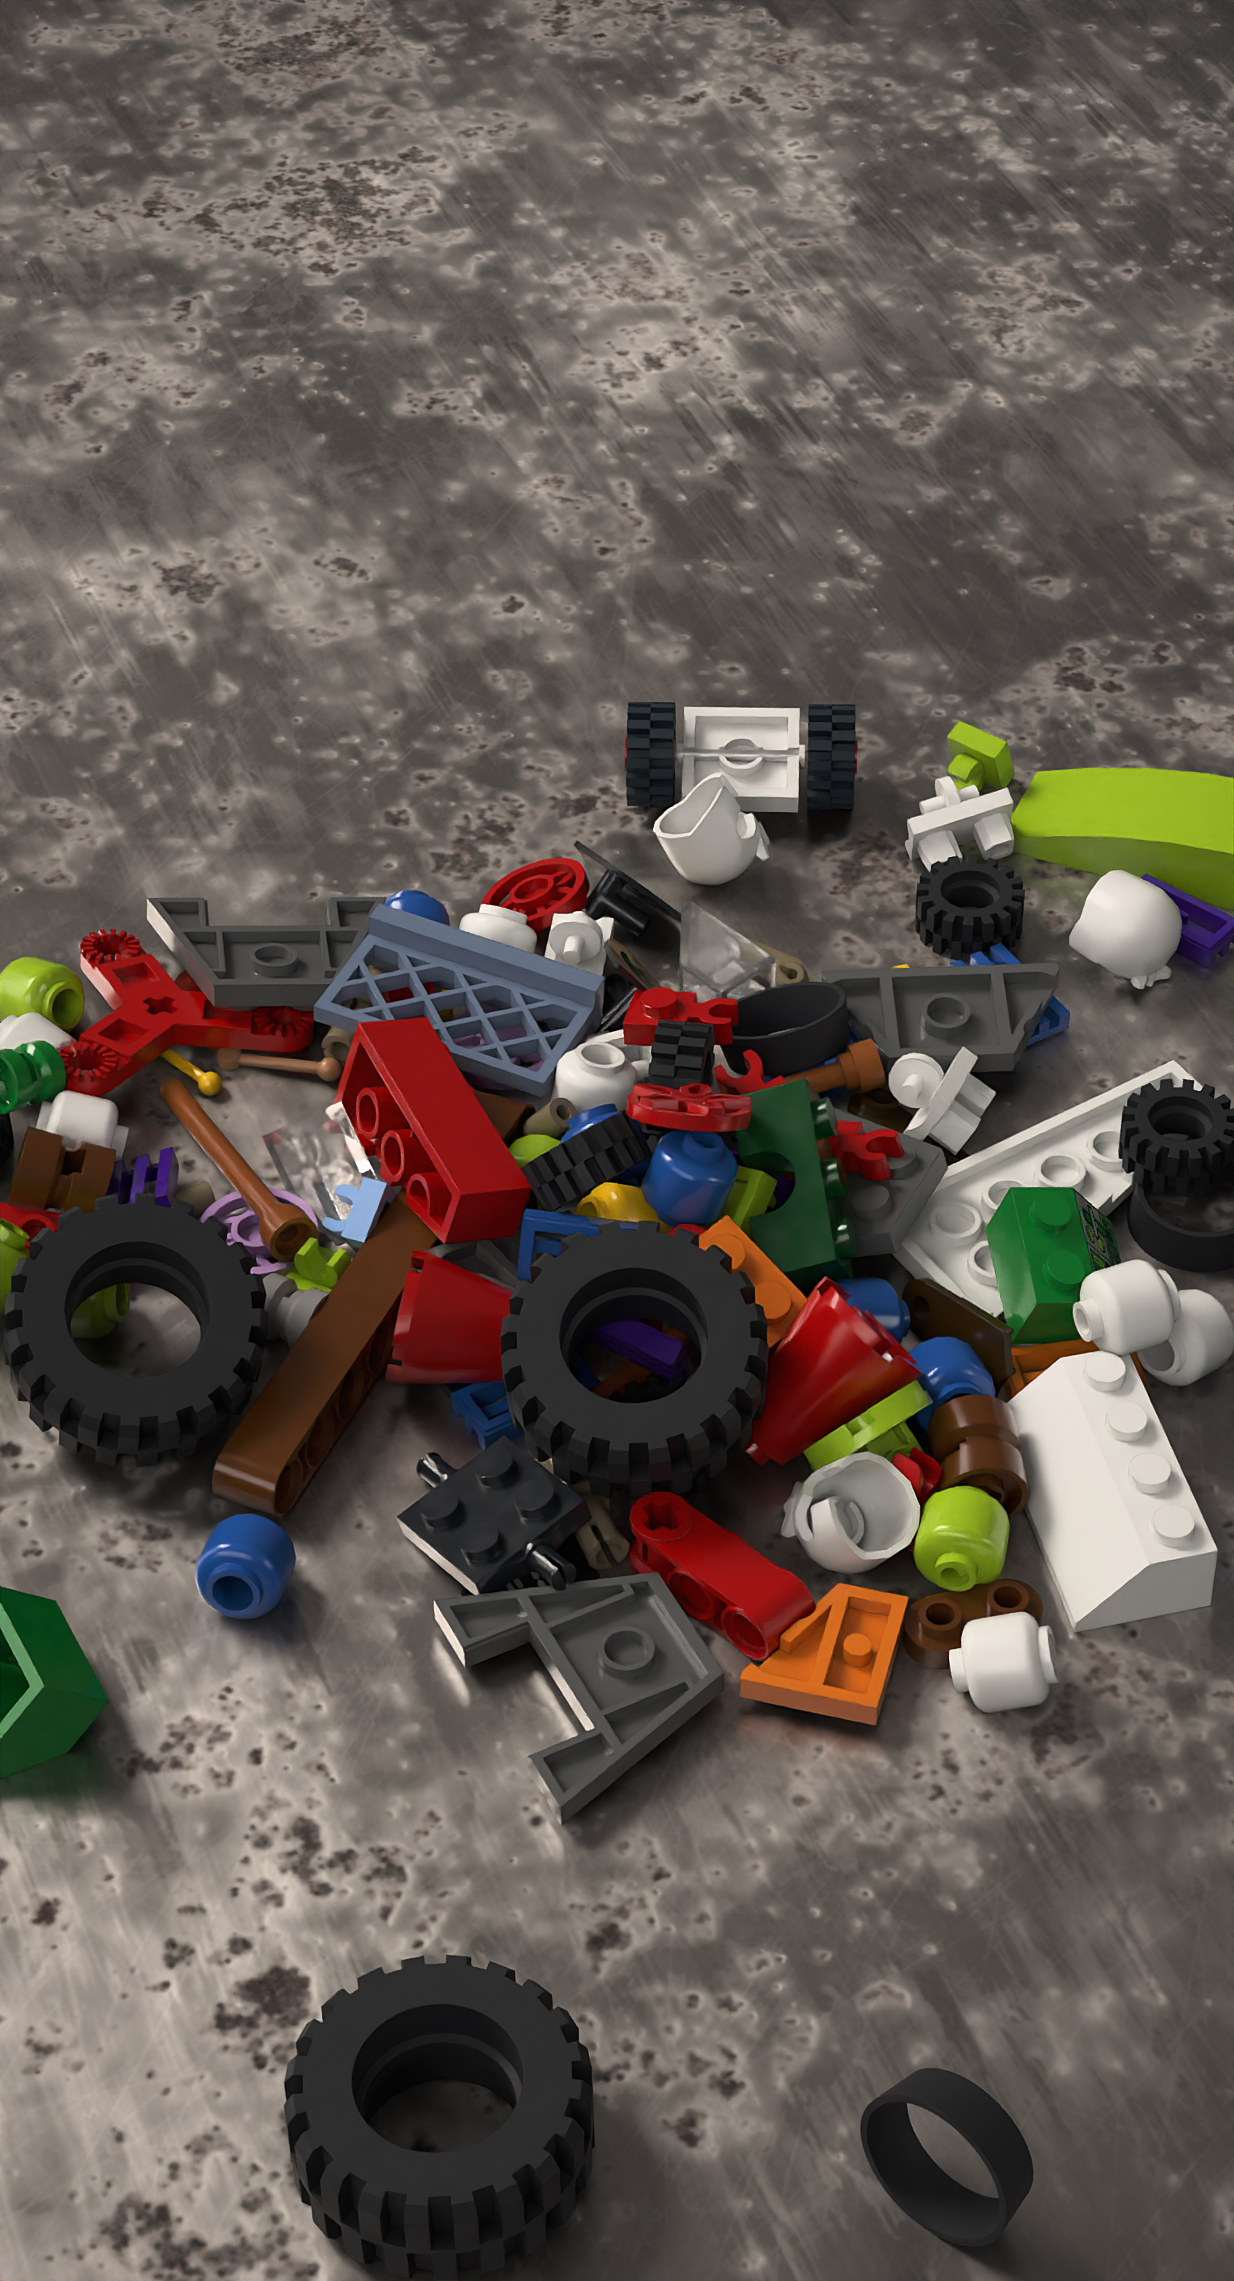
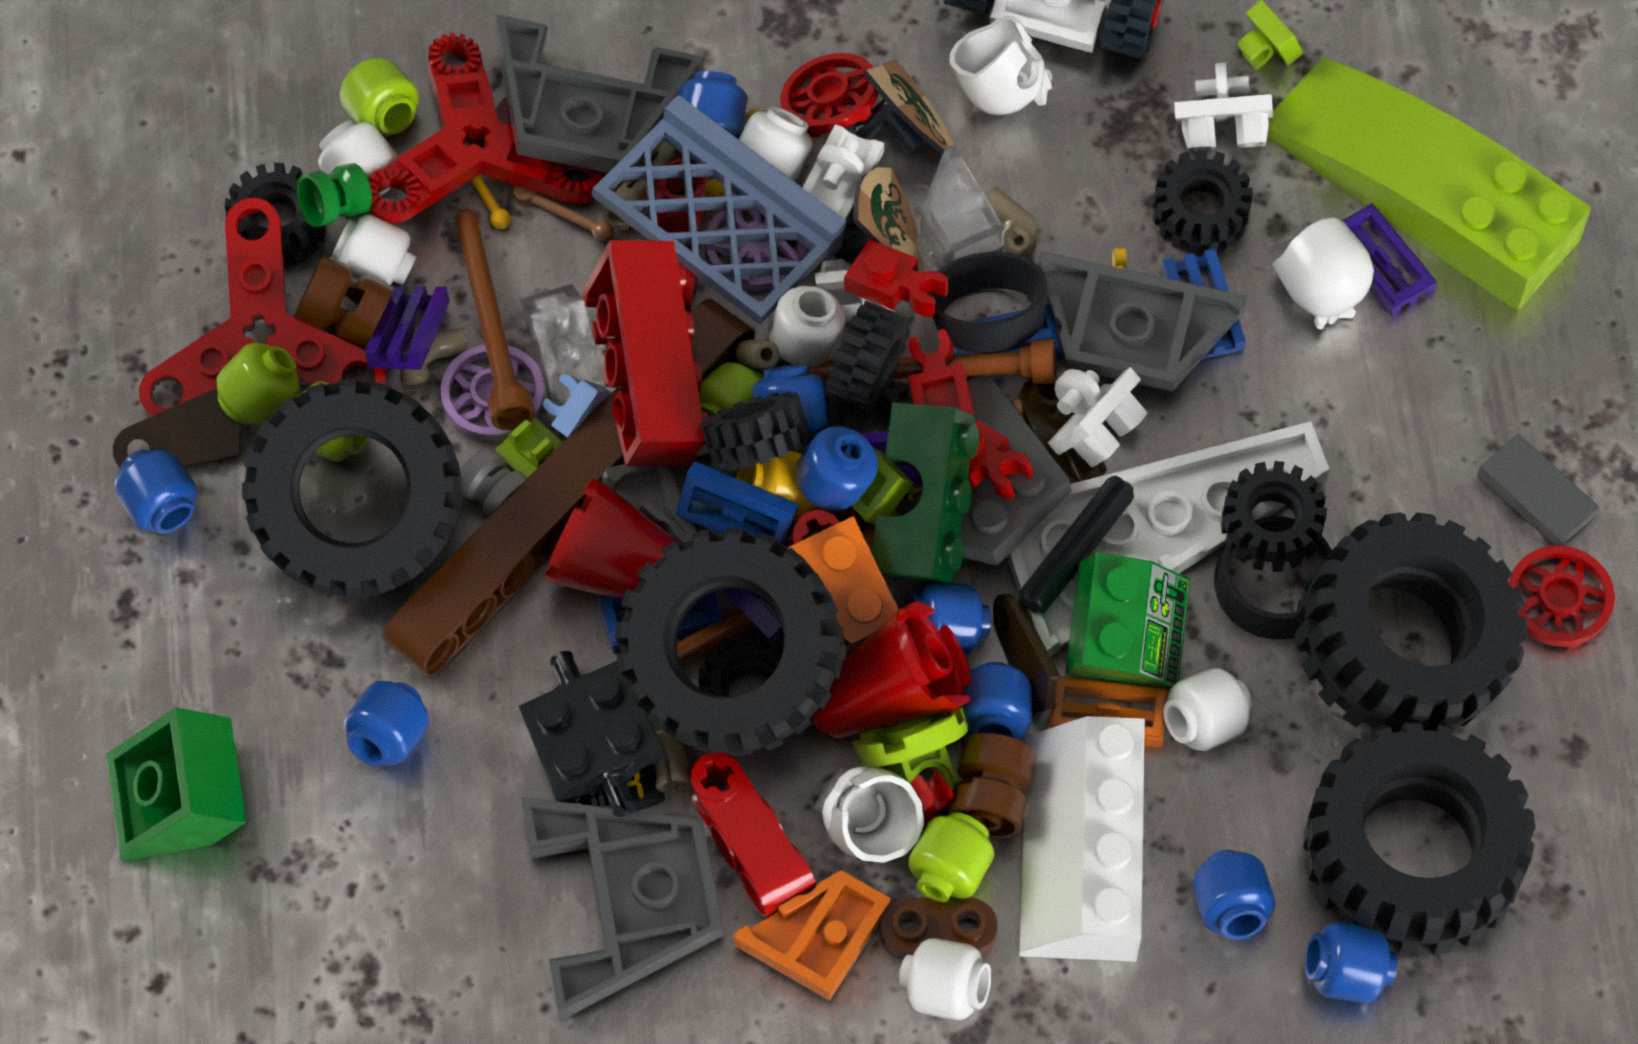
camera: 15 degrees right, 20 degrees up
(689, 1108) = (848, 413): red wheel -> none
(975, 1209) = (1076, 544): none -> black axle
(1127, 1307) = (1152, 691): white head -> none

